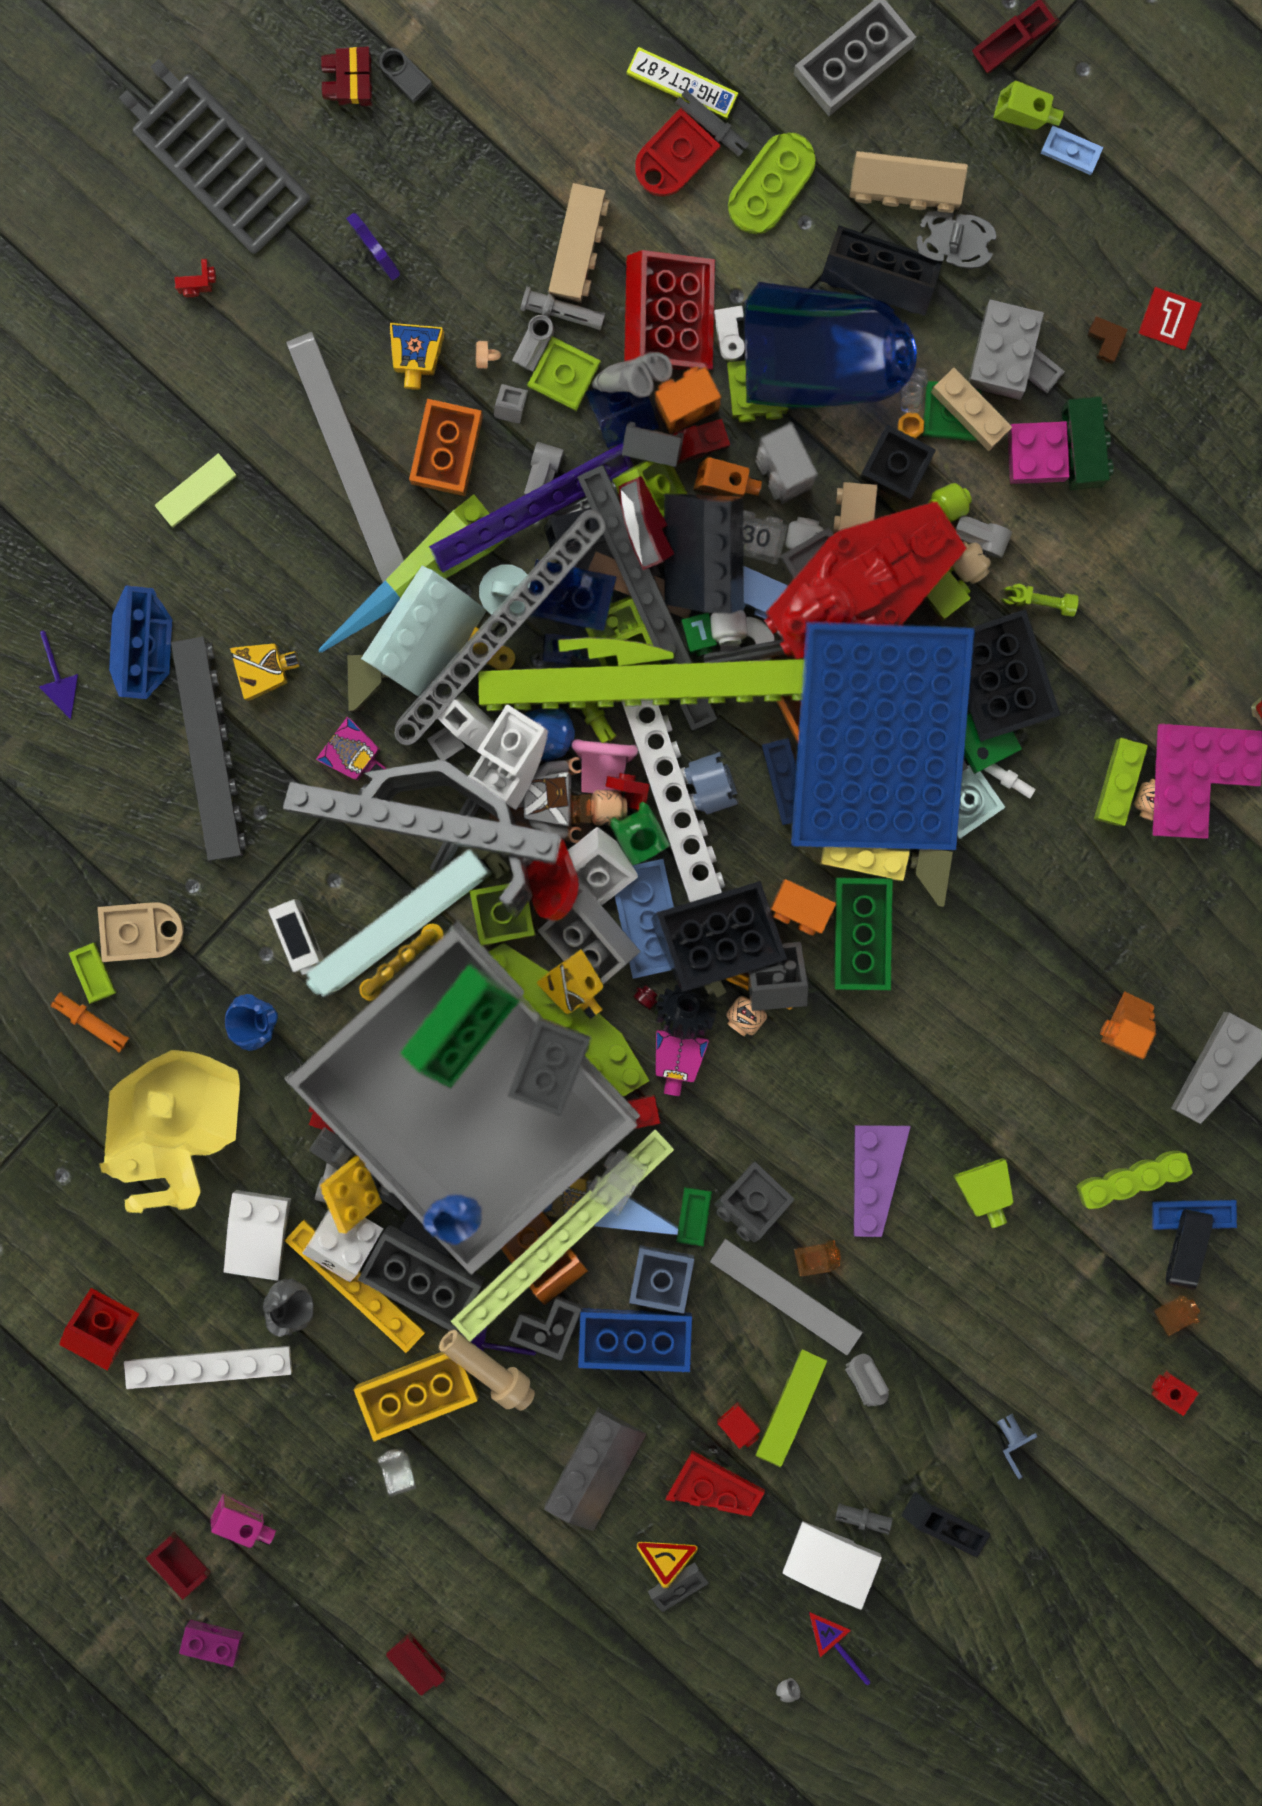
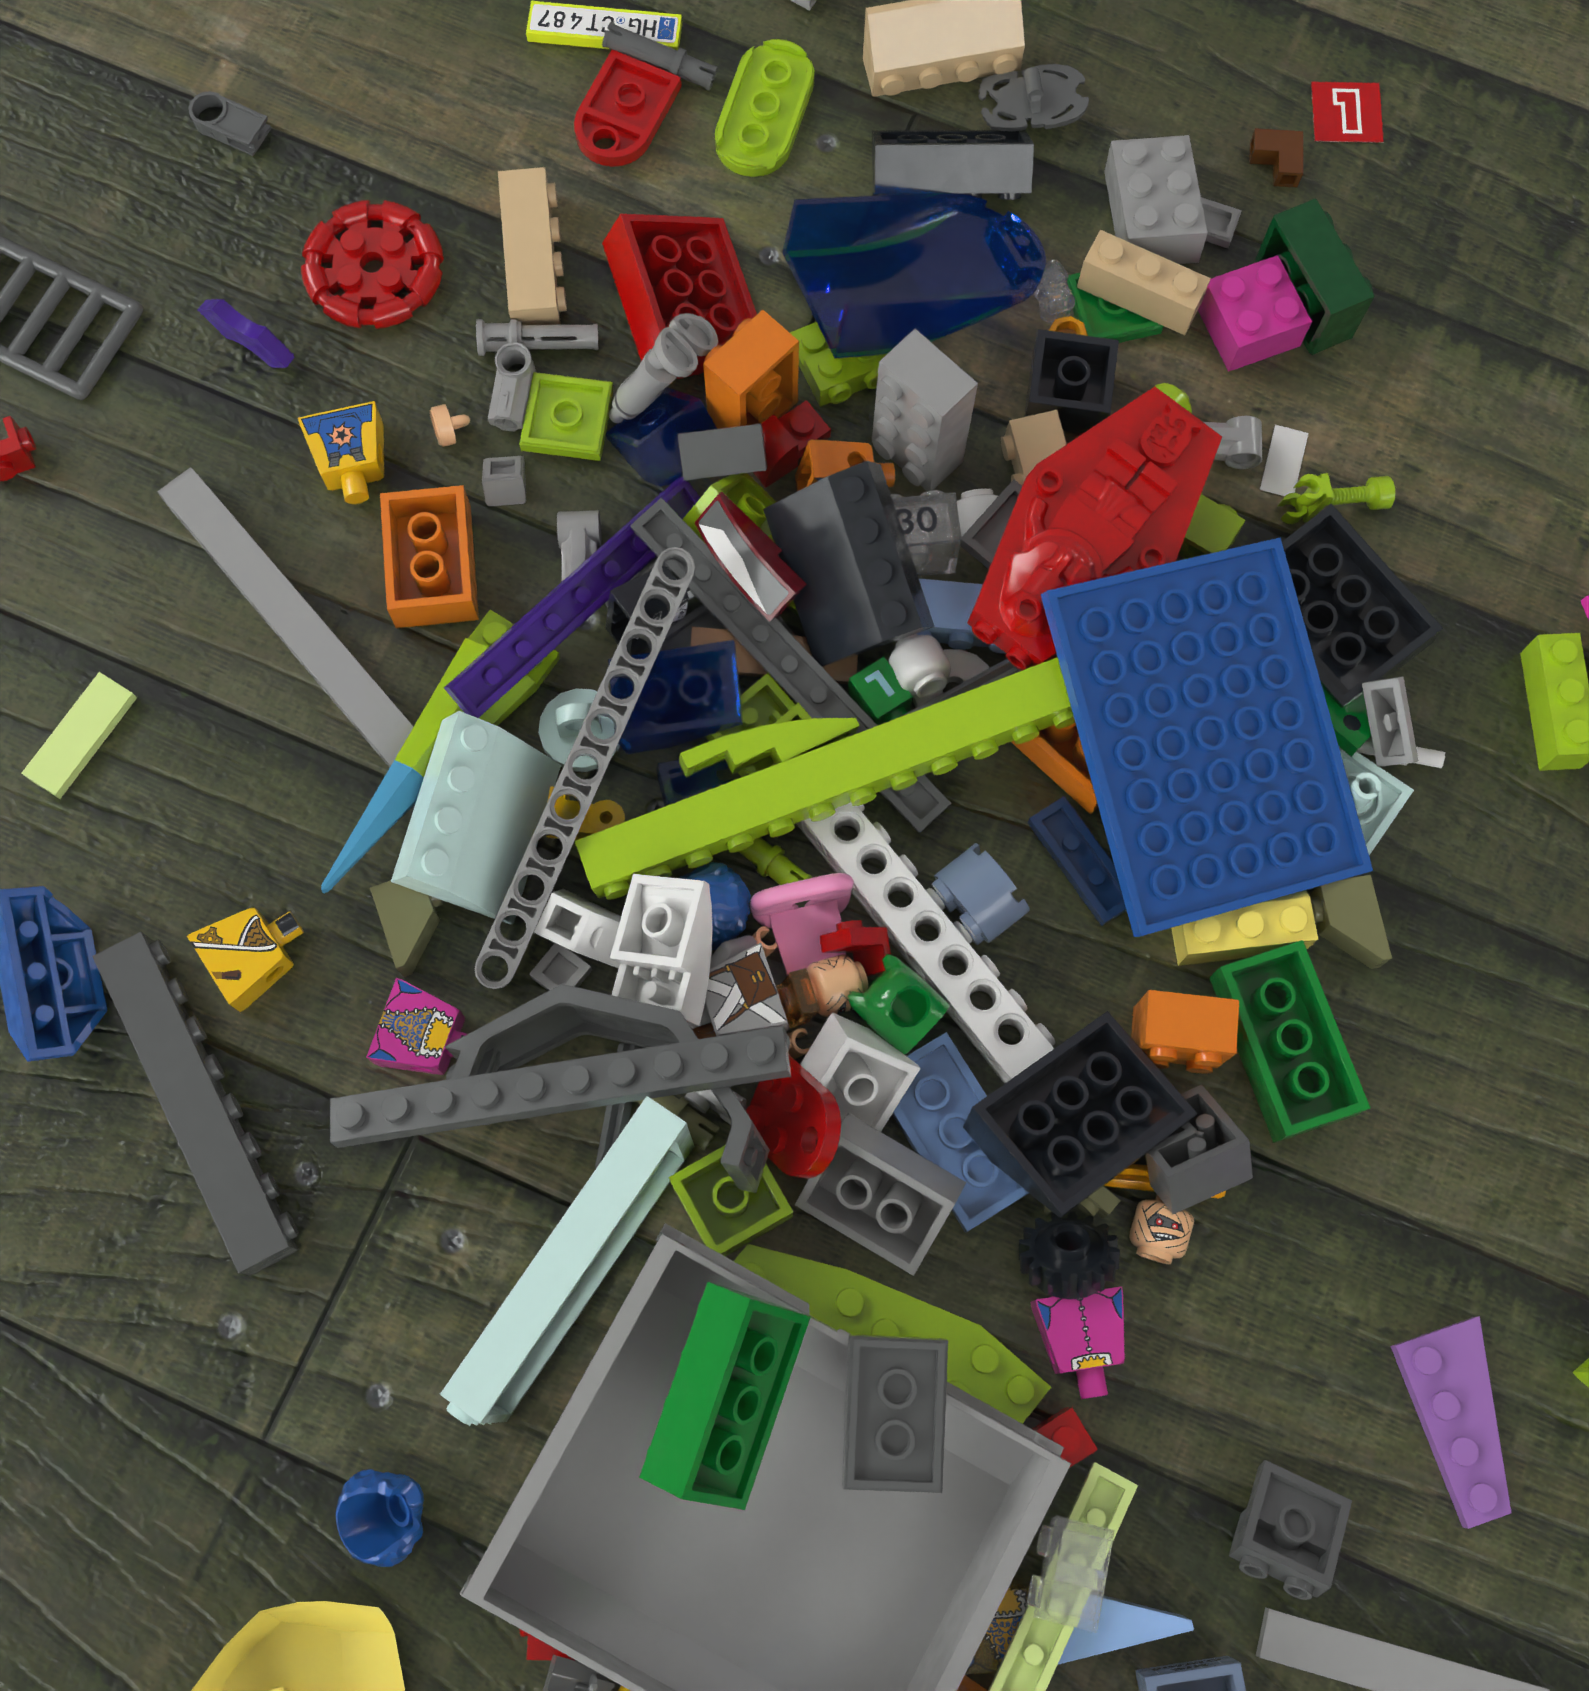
camera: 20 degrees left, 15 degrees down
(81, 1016) = (114, 1611): orange pin -> none
(92, 973) = (100, 1526): lime tile -> none
(136, 931) = (156, 1430): tan plate -> none
(296, 936) = (410, 1343): brick -> none
(353, 76) = (157, 138): dark red hips -> none
(372, 987) = (591, 1332): yellow bar -> none
(462, 202) = (364, 244): none -> red plate
(573, 985) = (882, 1270): yellow torso -> none
(645, 997) = (996, 1255): dark red plate -> none
(693, 1216) = (1203, 1588): green tile -> none
(730, 343) = (770, 289): white leg -> none
(817, 1258) = (1427, 1588): clear orange bracket -> none
(972, 564) = (1228, 479): tan head -> none
(1003, 762) = (1390, 722): none -> light grey slope
(1020, 559) = (1284, 461): none -> white sticker

